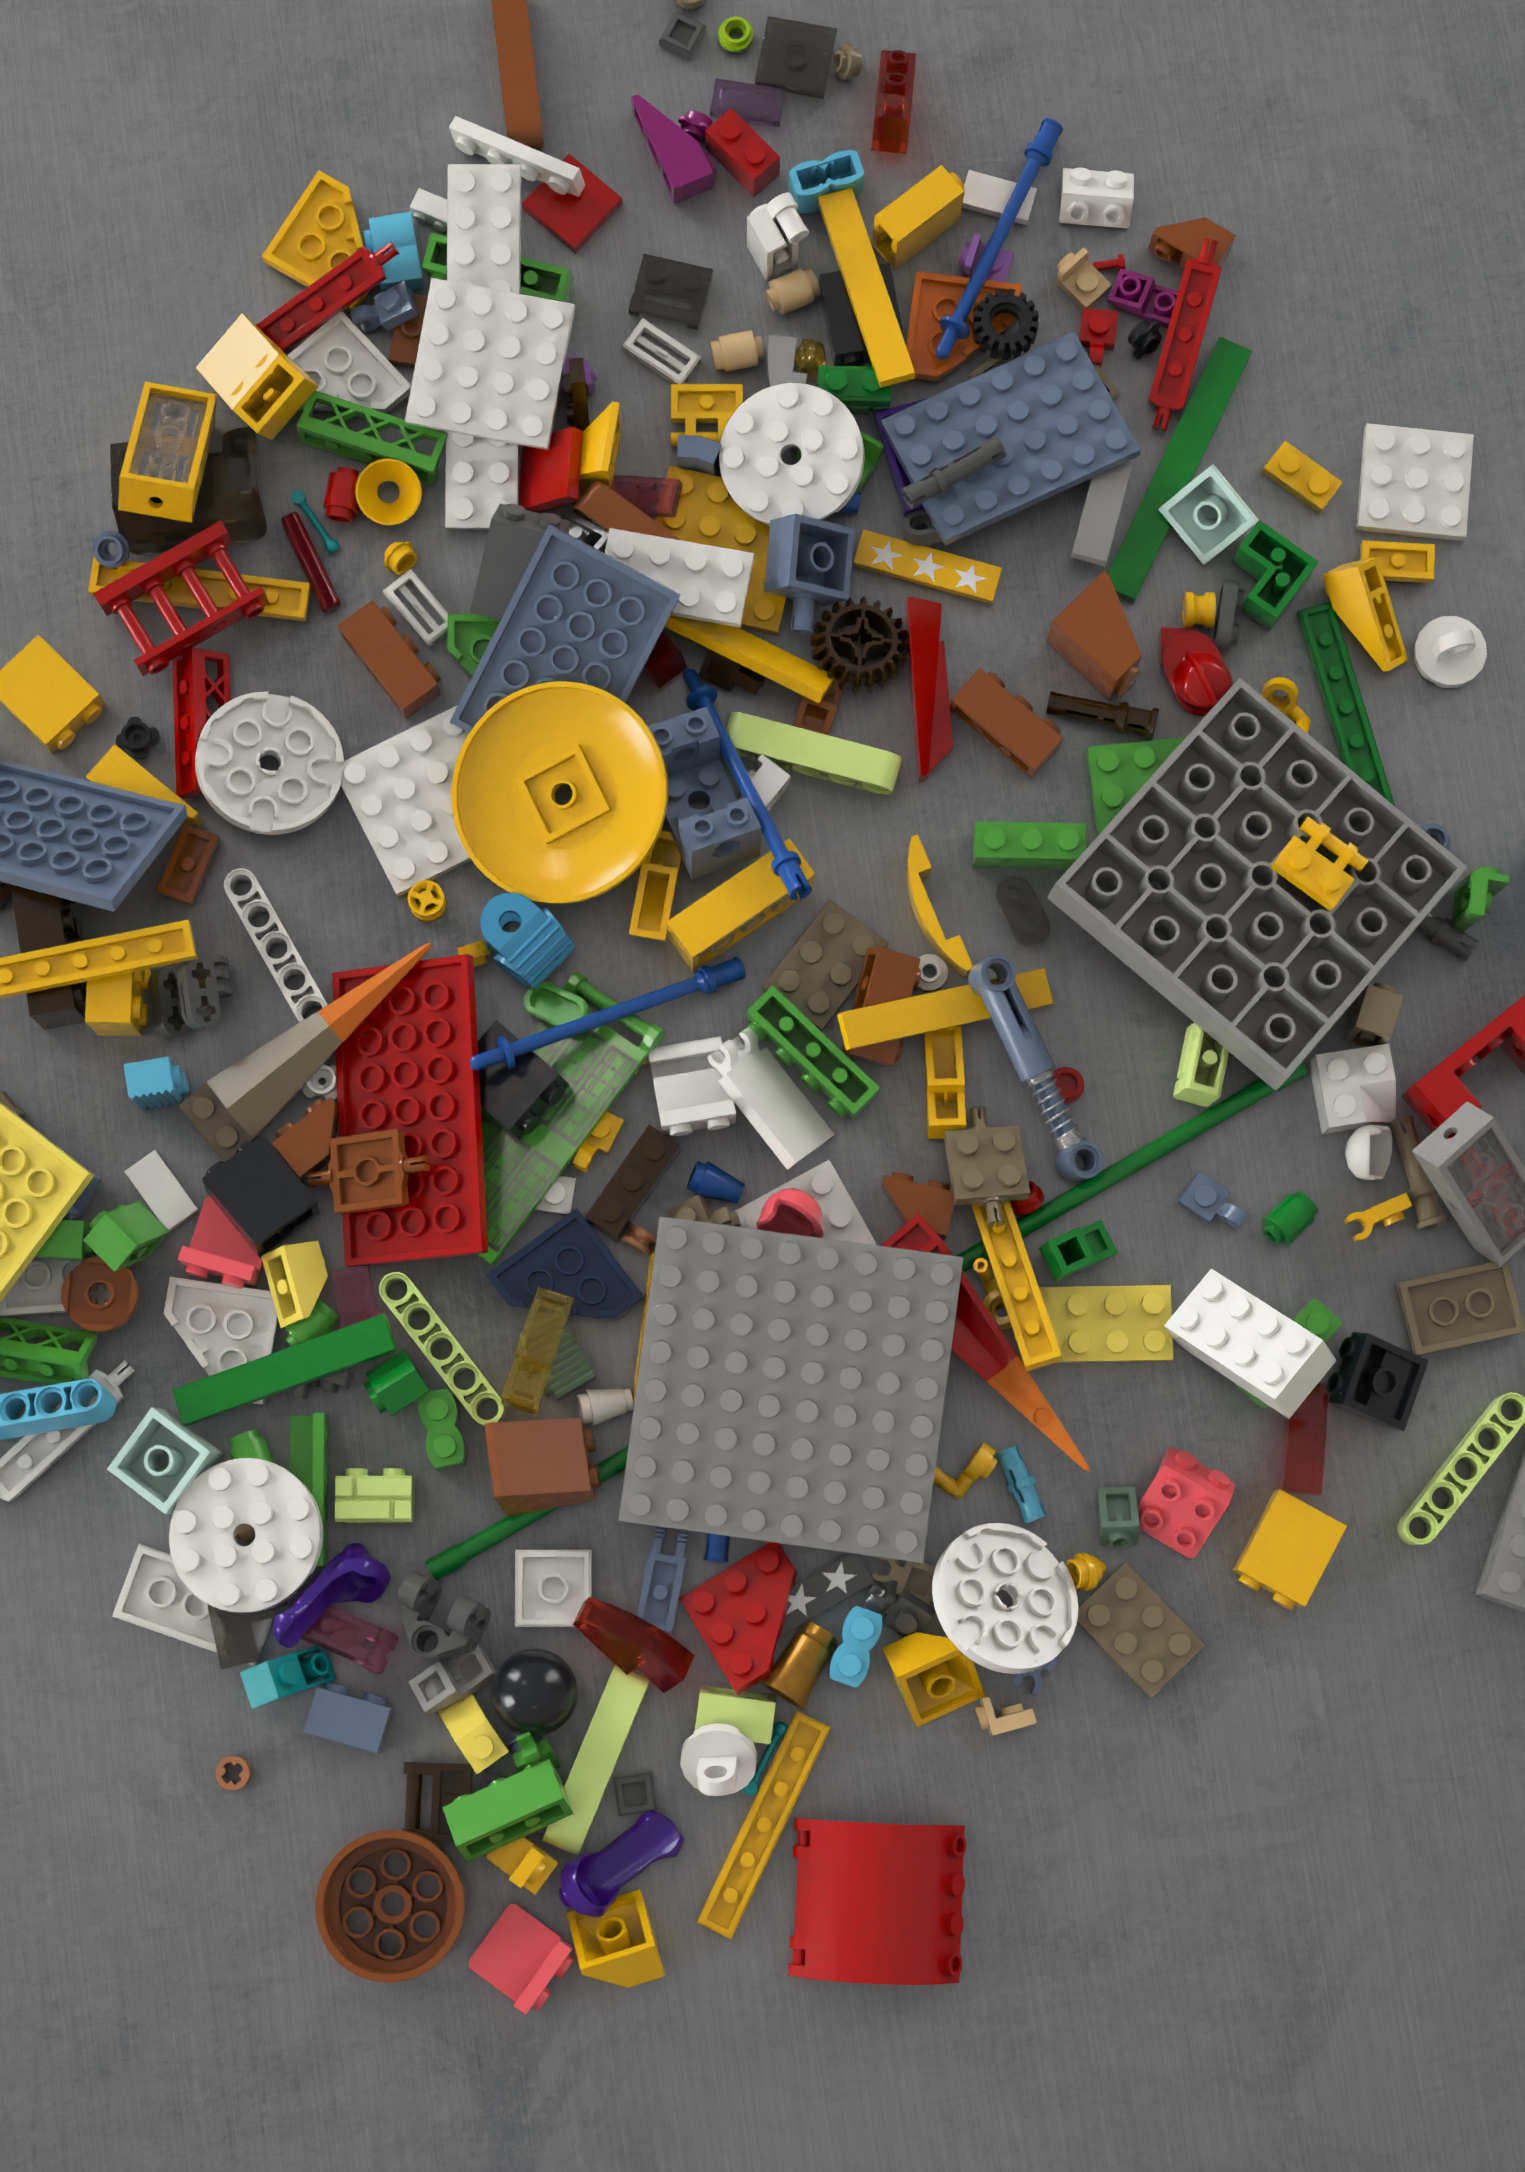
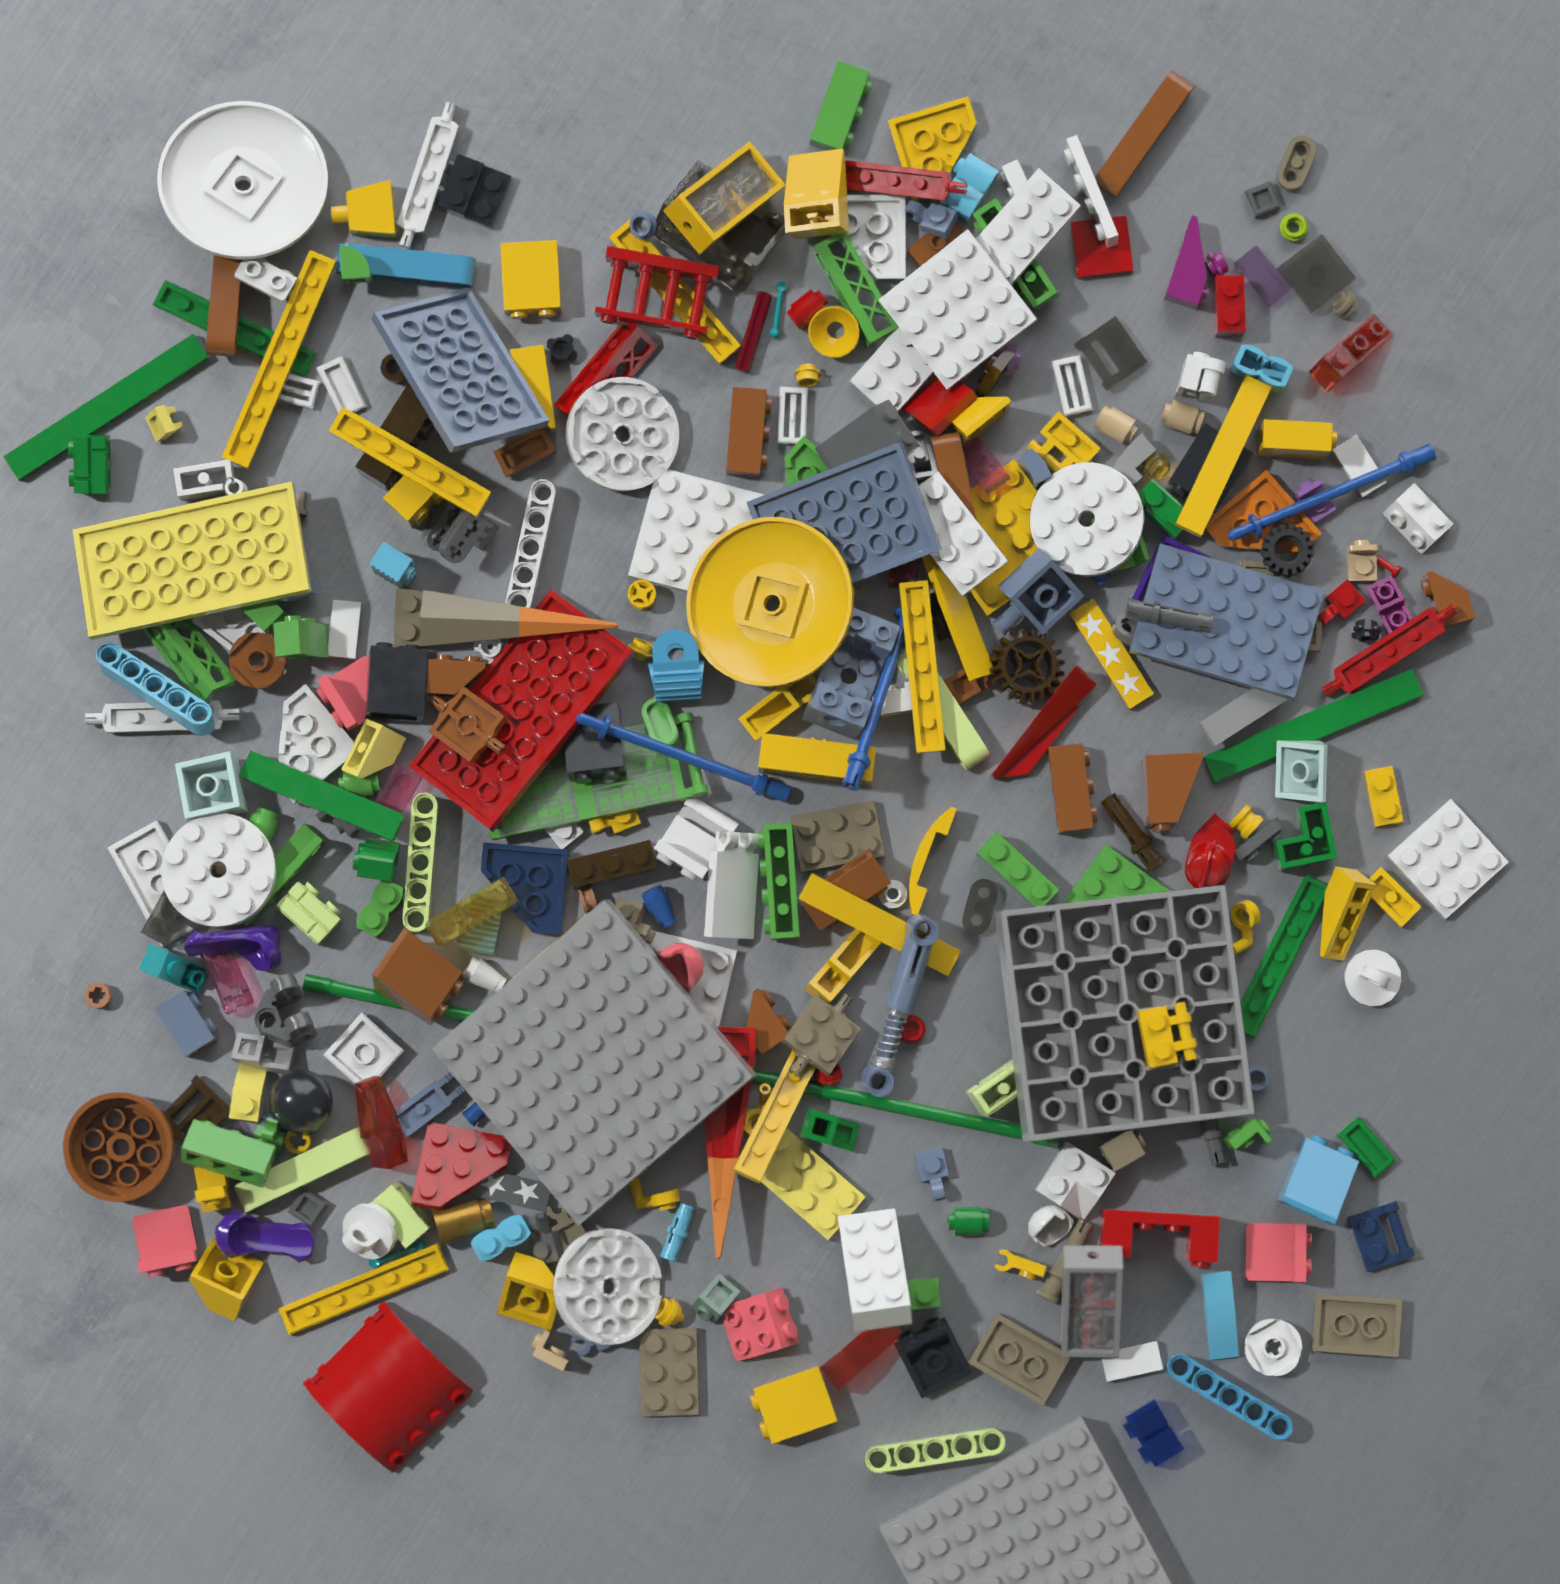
camera: 45 degrees right, 5 degrees up
(205, 281) = (841, 107): none -> bright green brick
(576, 1740) = (301, 1149): none -> yellow bush
(762, 728) = (922, 667): none -> yellow plate

